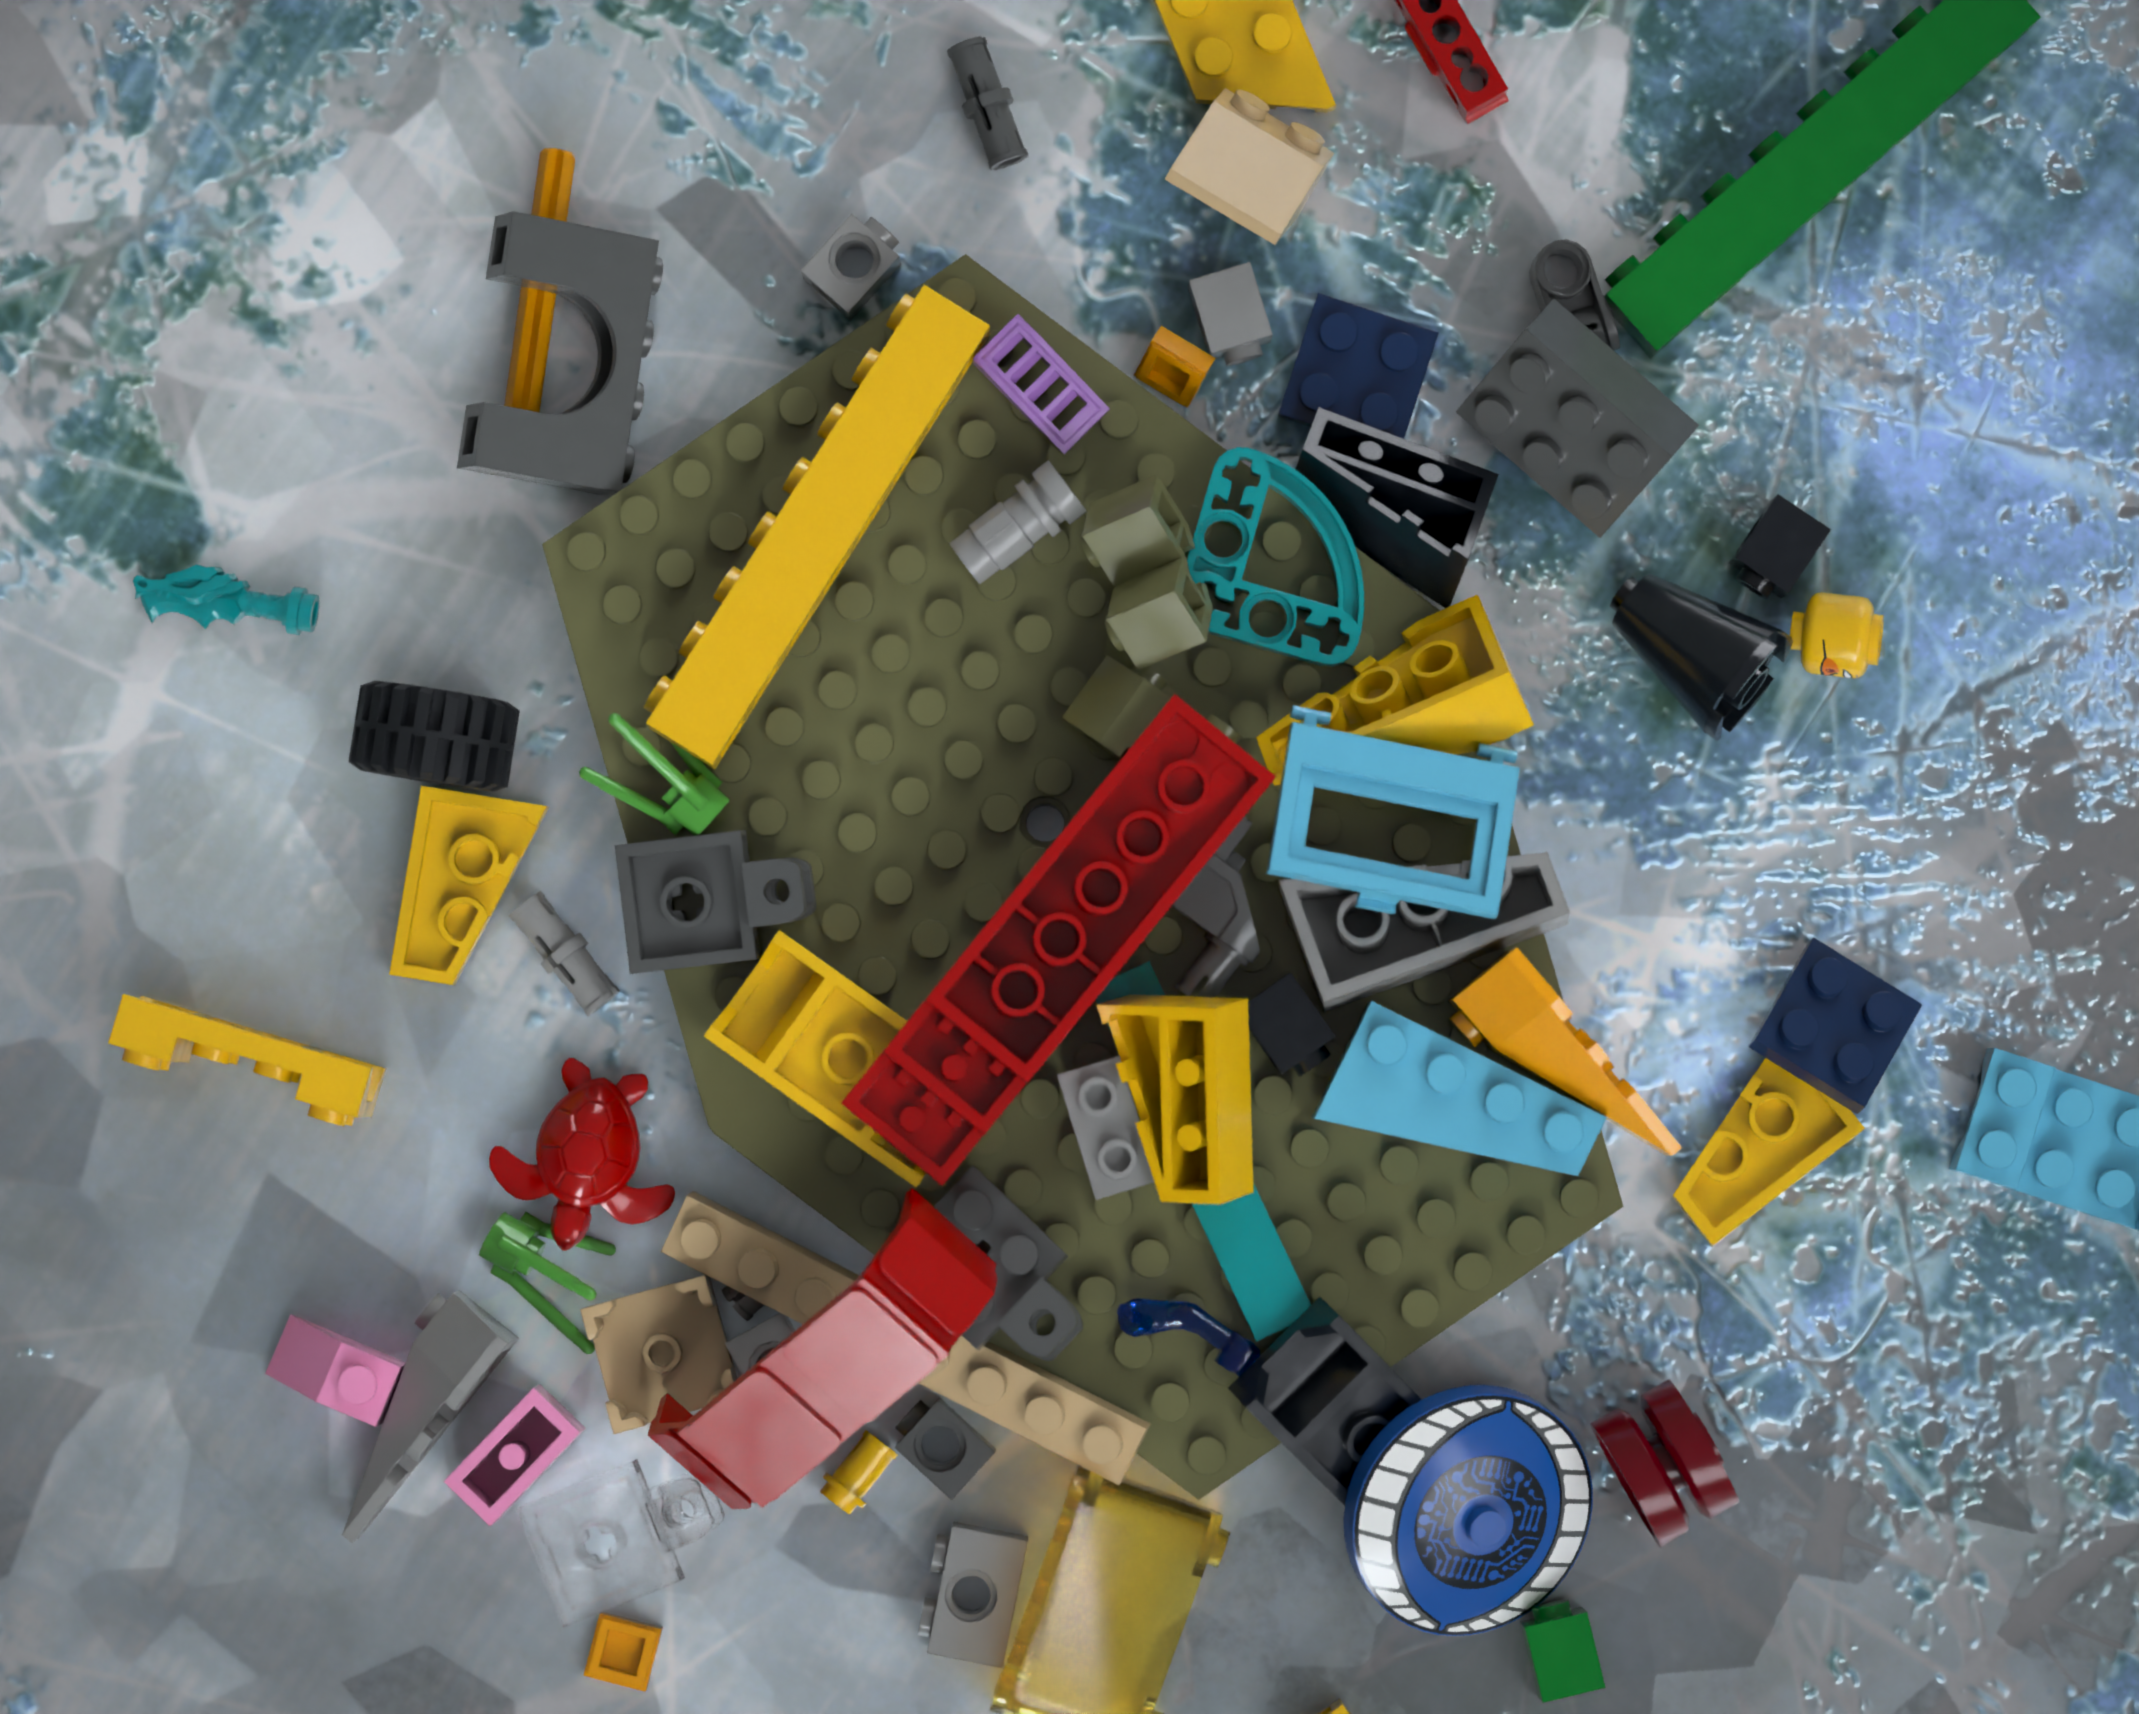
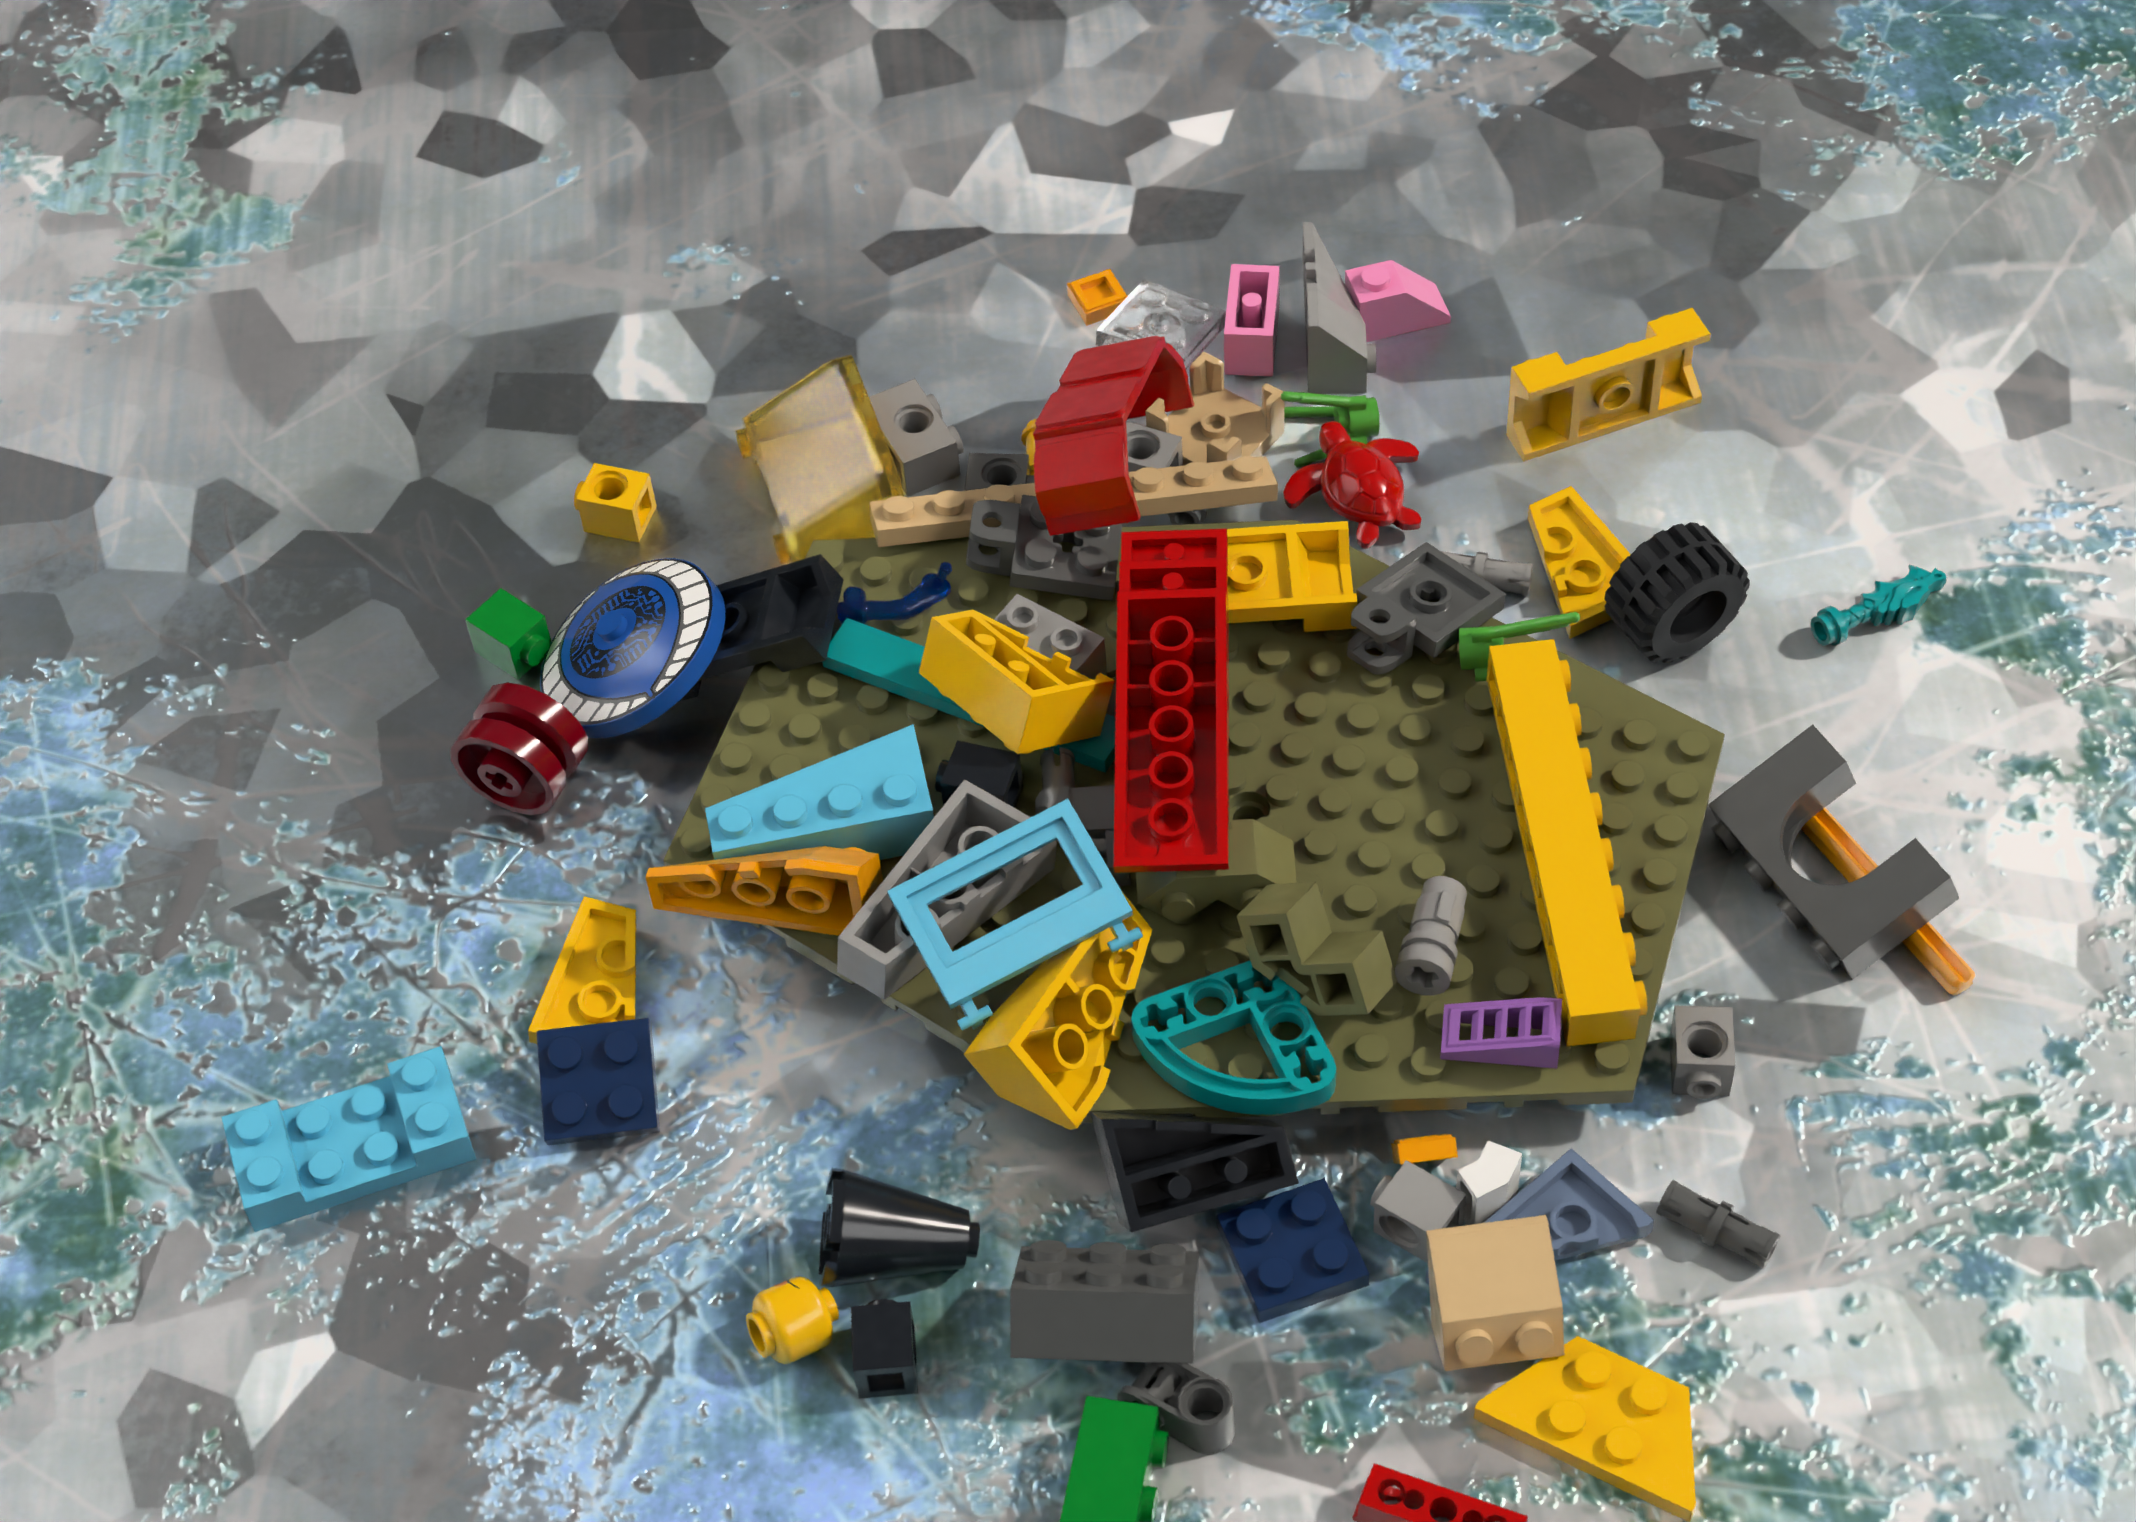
camera: 145 degrees right, 35 degrees down
(1114, 219) = (1580, 1207): none -> sand blue wing
(1153, 282) = (1489, 1182): none -> white piece

